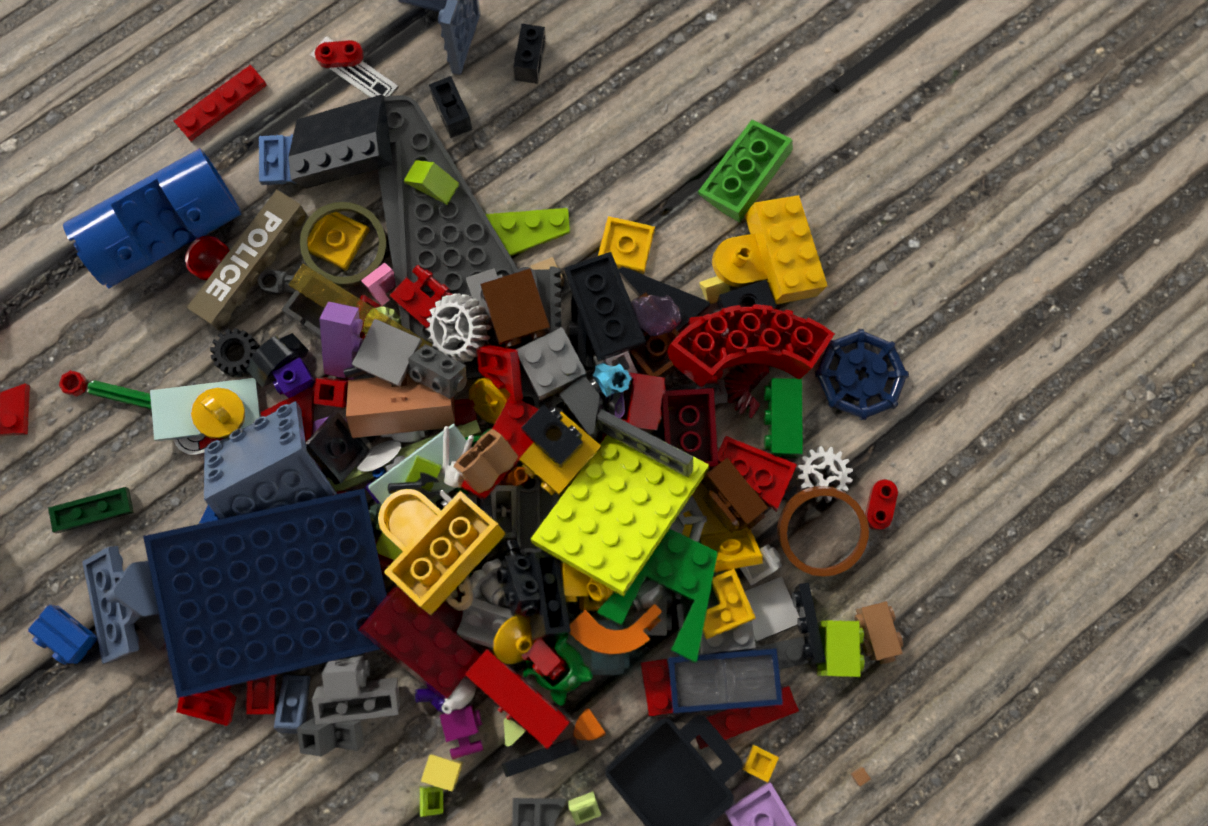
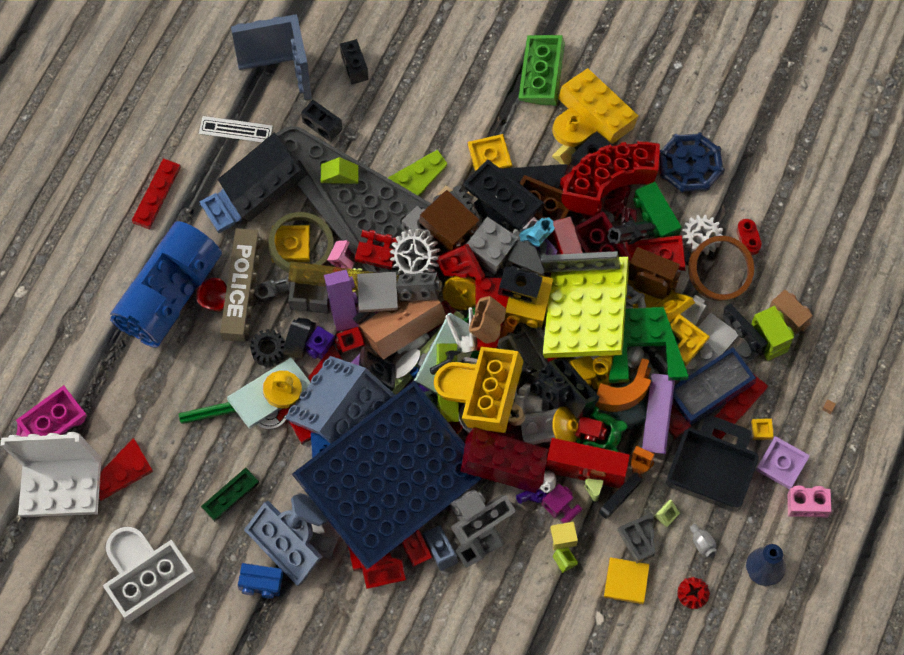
camera: 25 degrees left, 10 degrees down
(73, 383) = (167, 421): red tile -> none
(338, 54) = (220, 122): red plate -> none
(639, 681) = (658, 414): none -> medium lavender slope
(657, 314) = (541, 183): clear purple hair -> none
(733, 431) = (630, 232): none -> black piece

